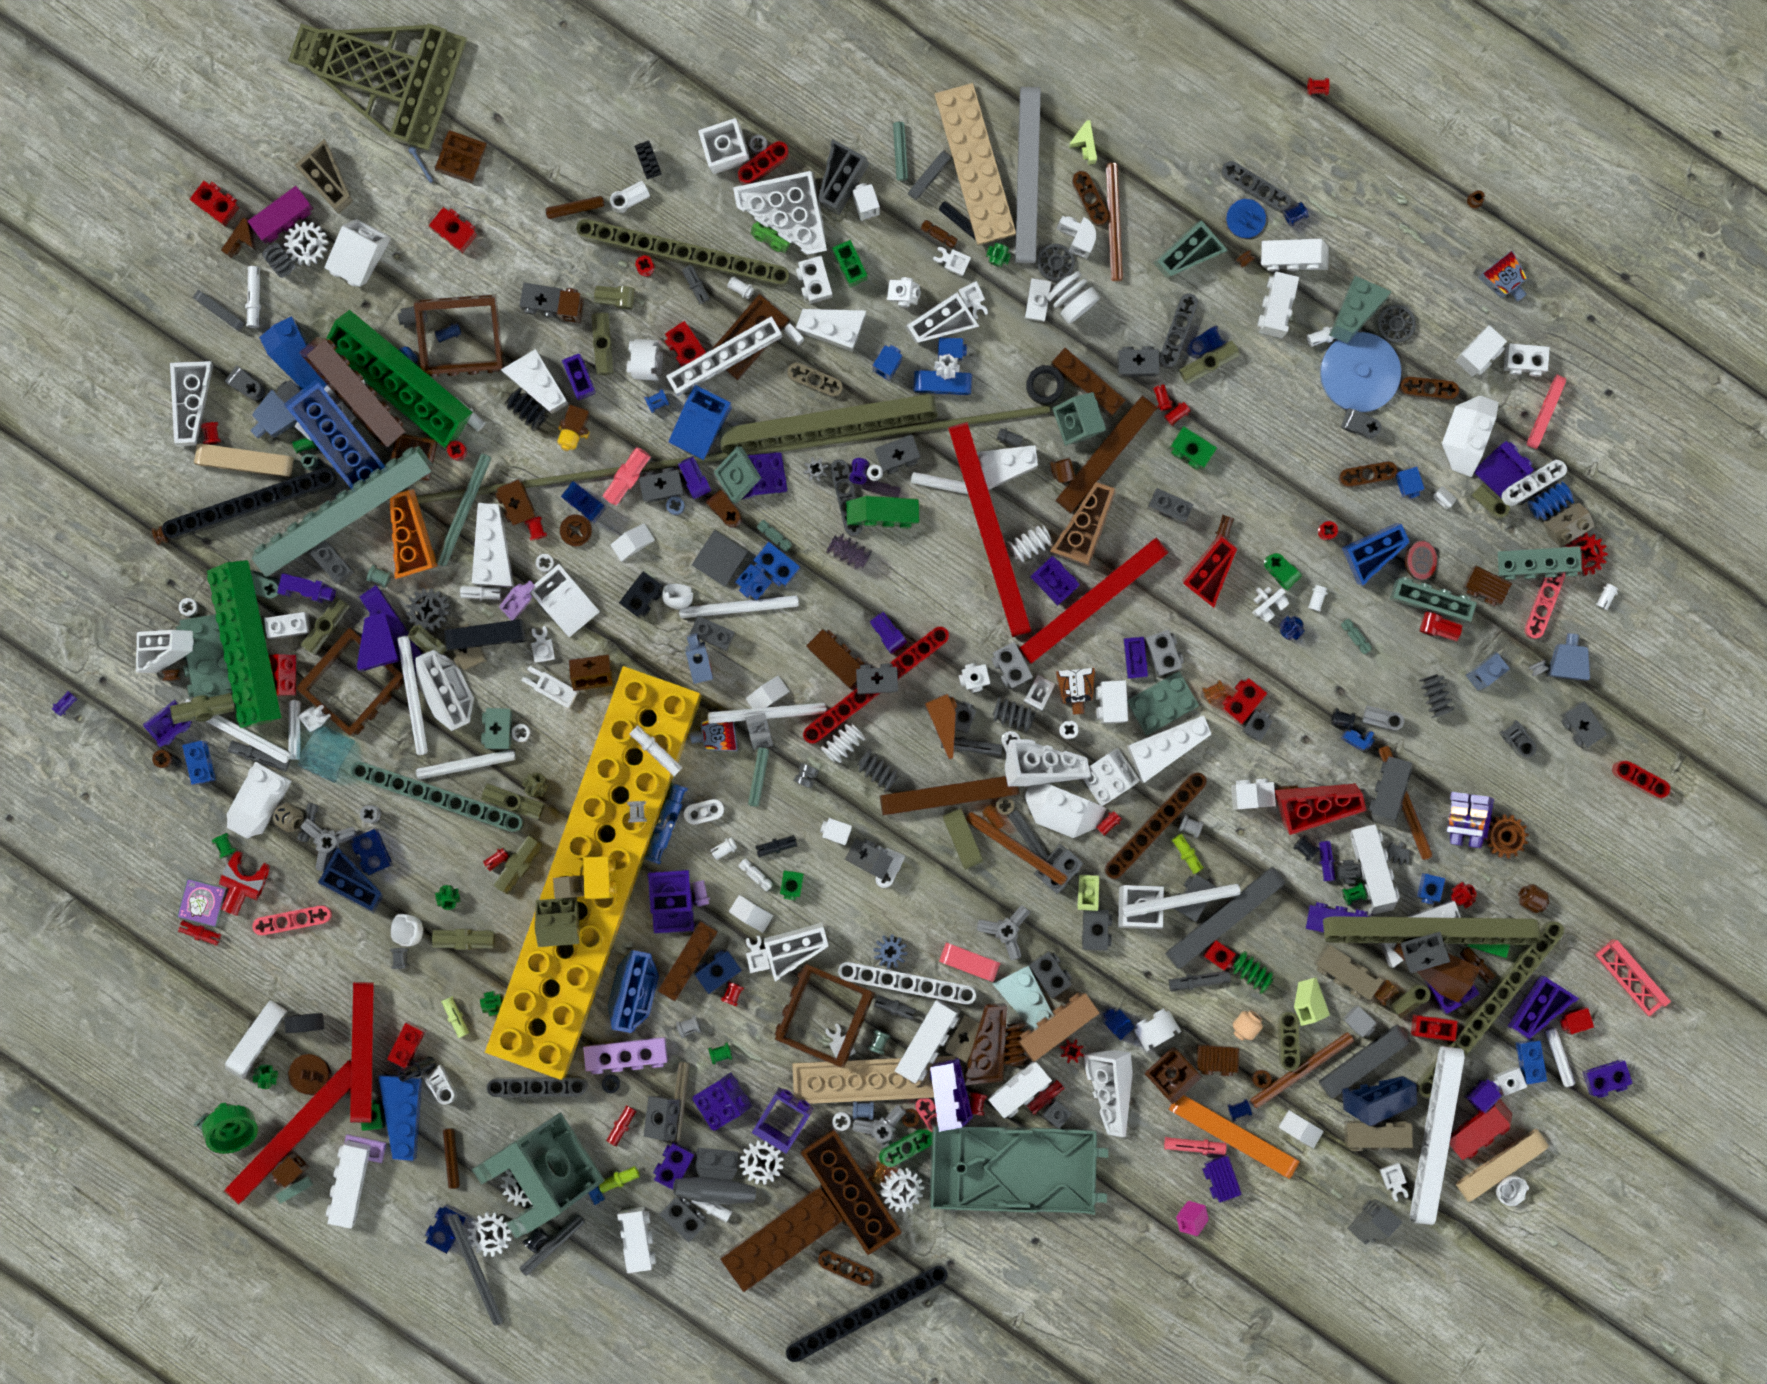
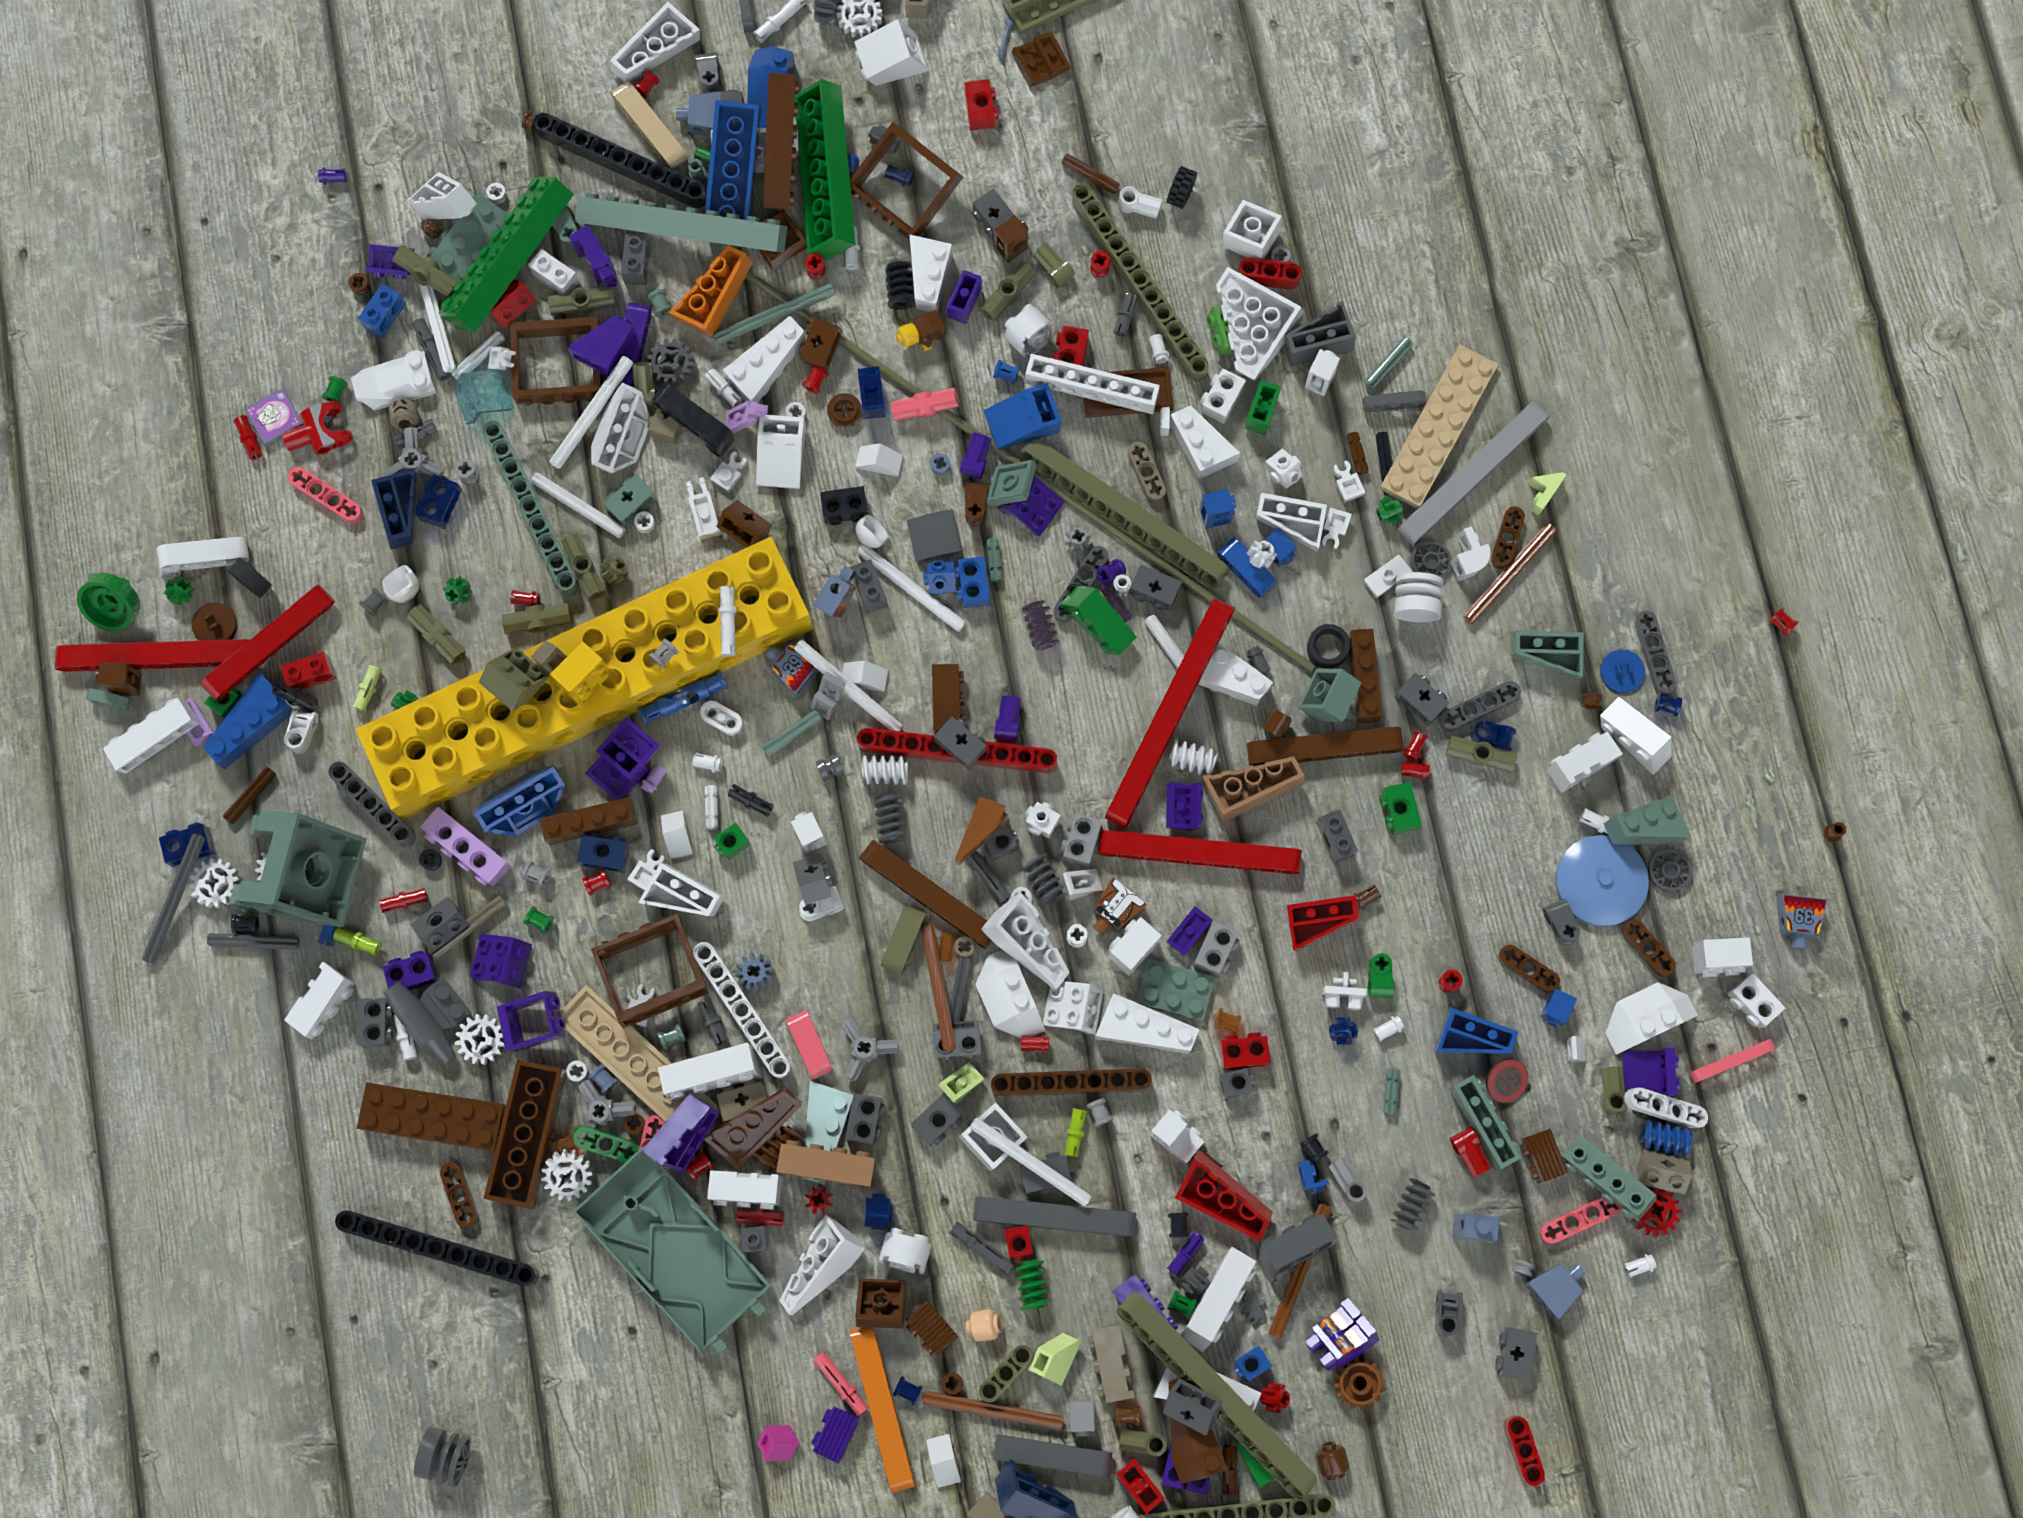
camera: 50 degrees right, 10 degrees down
(653, 493) = (940, 426): dark grey brick -> none

